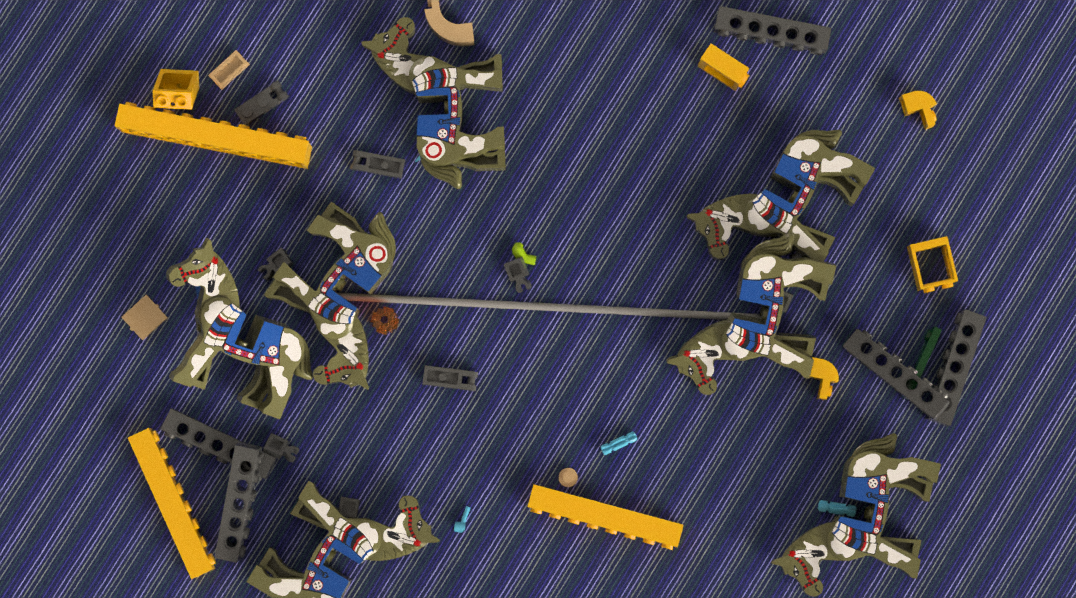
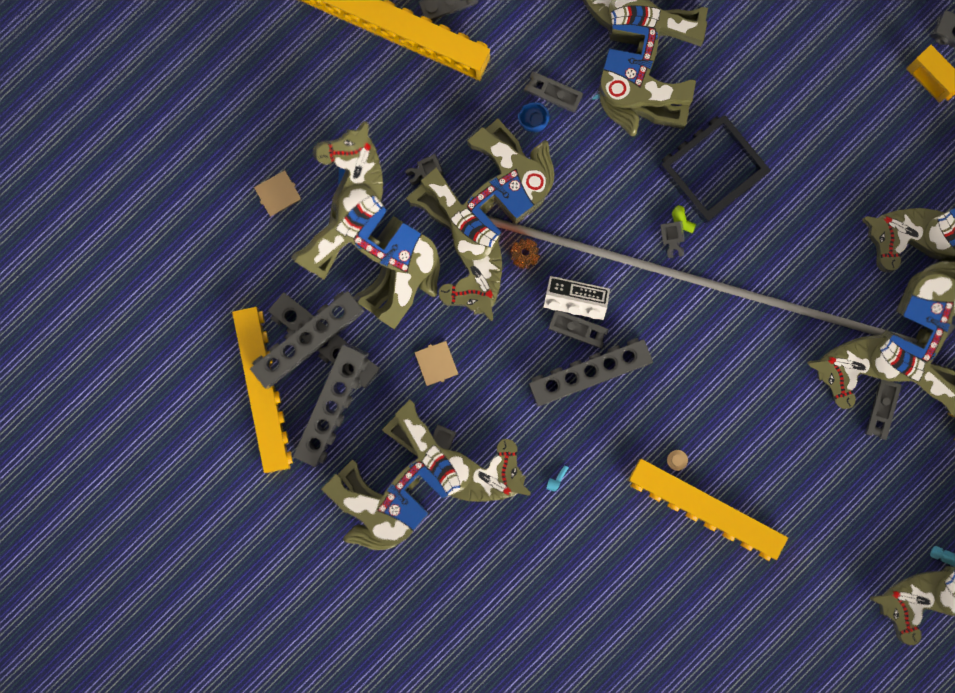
camera: 15 degrees right, 0 degrees up
(200, 459) = (269, 377): none -> dark grey brick
(278, 447) = (384, 358): dark grey plate -> none
(327, 440) = (436, 363): none -> tan piece
(364, 192) = (533, 117): none -> blue hair
(425, 436) = (641, 358): none -> dark grey brick
(441, 350) = (576, 298): none -> white brick
(564, 222) = (685, 147): none -> black window
(618, 443) = (738, 437): medium azure axle -> none
(745, 386) = (883, 408): none -> dark grey plate

